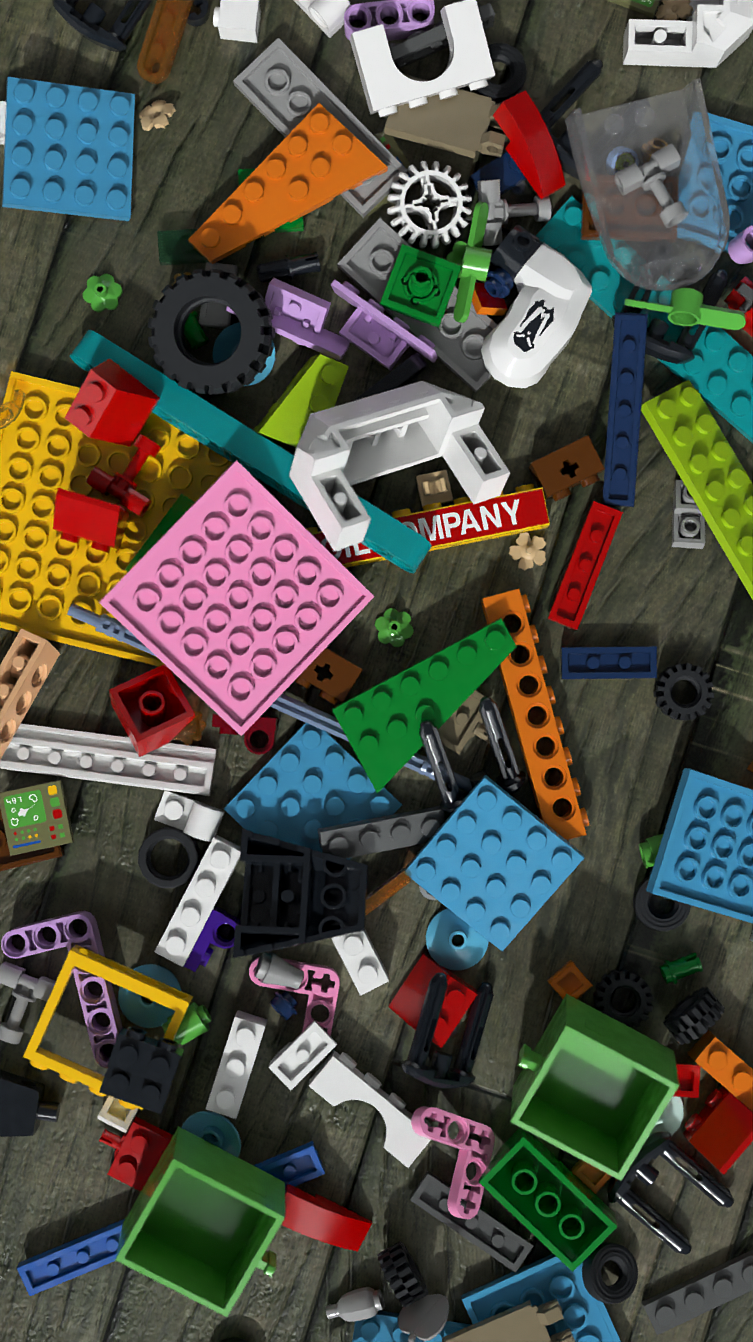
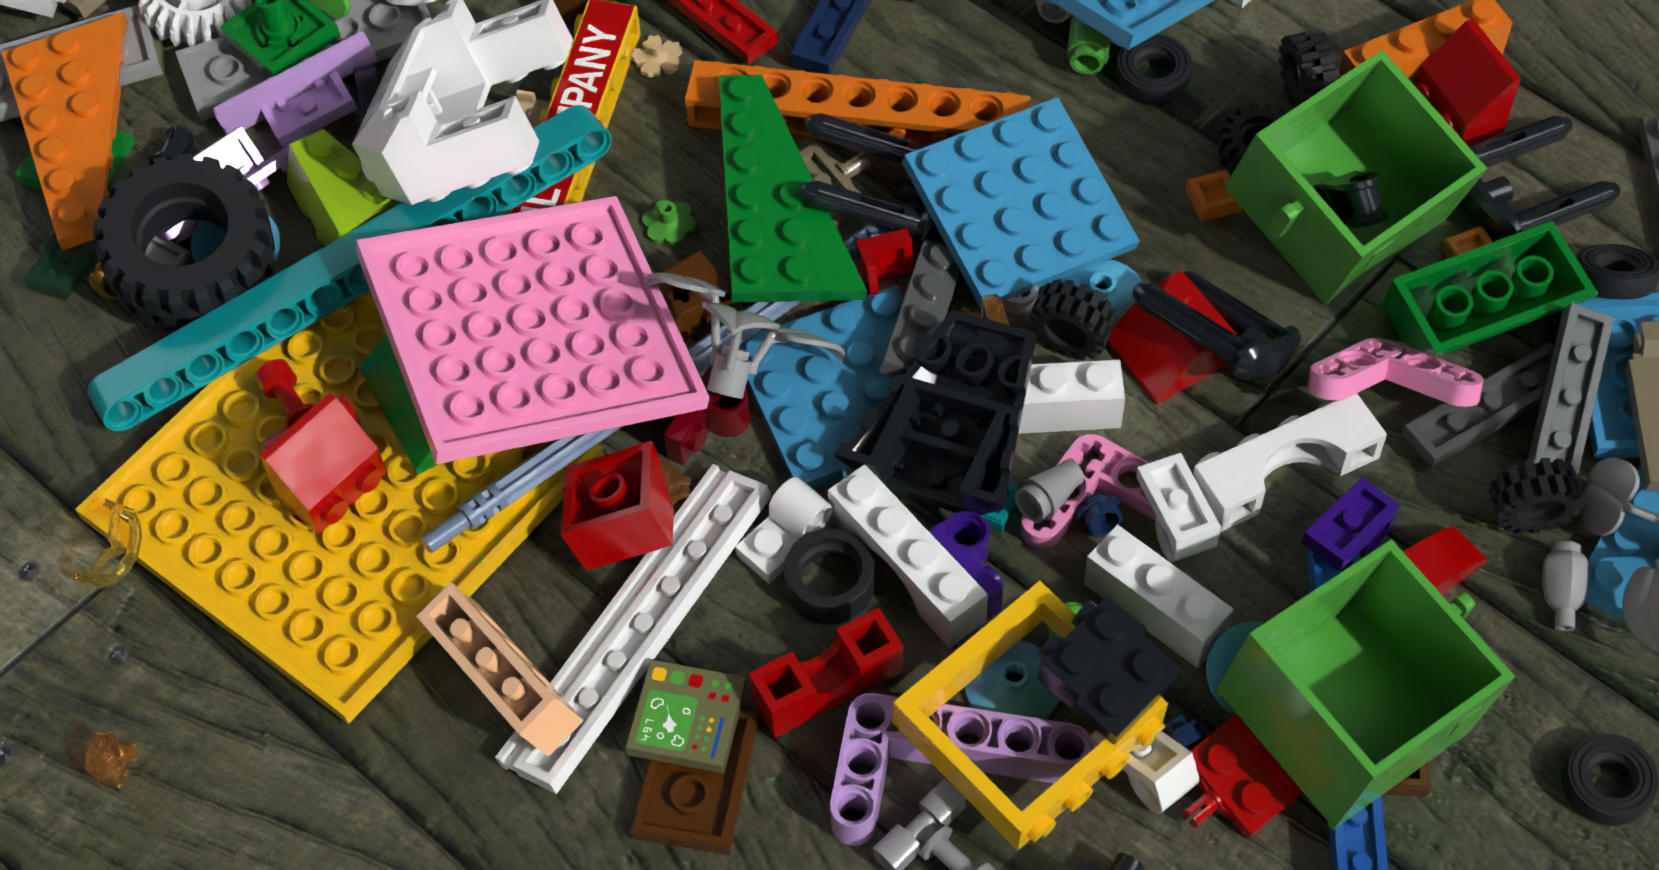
camera: 60 degrees left, 30 degrees down
(106, 894) = (858, 660): none -> red arch
(107, 298) = (53, 380): bright green plant -> none
(112, 405) = (200, 381): red slope -> none
(152, 1118) = (1185, 731): none -> dark blue plate
(263, 745) = (732, 366): none -> light grey plant
(335, 1168) = (1352, 525): none -> dark purple plate
(413, 934) = (1072, 319): none -> black tyre
(420, 787) = (884, 258): none -> red bracket
(489, 1272) = (1571, 385): none -> dark grey plate
(579, 1088) = (1354, 198): none -> black piece
(680, 968) = (1245, 84): green pin -> none

